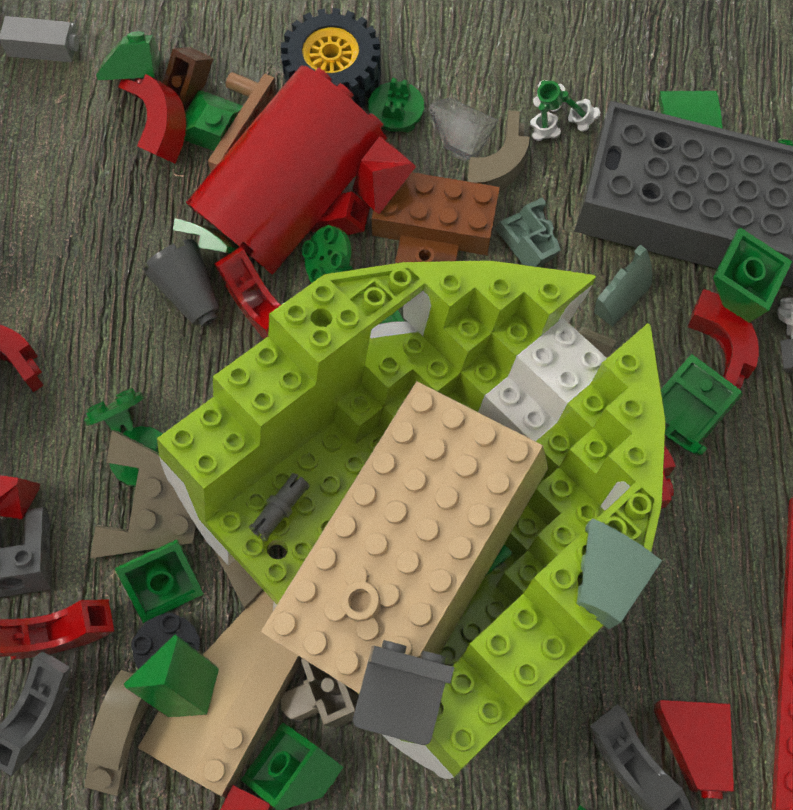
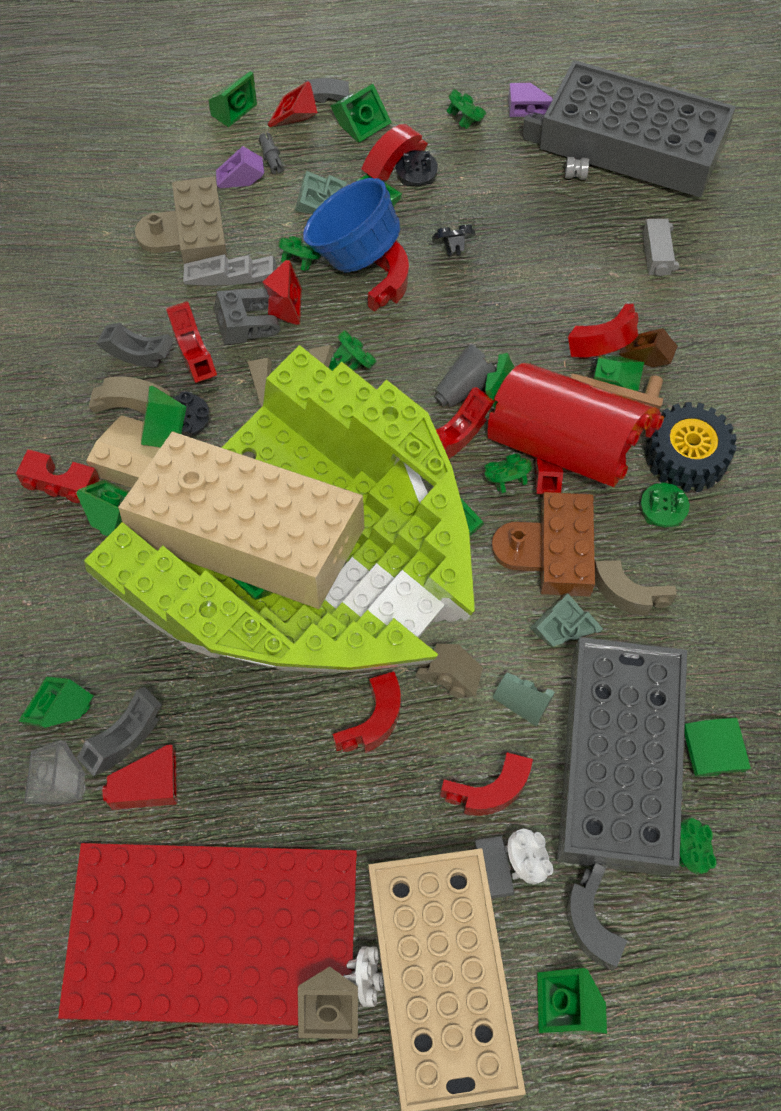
camera: 80 degrees right, 5 degrees down
(131, 58) = (650, 307): green slope -> none
(160, 580) = (233, 403): green slope -> none
(279, 506) = (276, 445): dark grey pin -> none
(381, 174) = (582, 488): red slope -> none
(401, 693) = (126, 506): dark grey bracket -> none
(461, 127) = (655, 554): clear slope -> none
(550, 97) = (692, 613): plant -> none
(613, 573) = (211, 618): sand green slope -> none
(695, 403) = (423, 754): green piece -> none
(750, 276) = (542, 780): green slope -> none

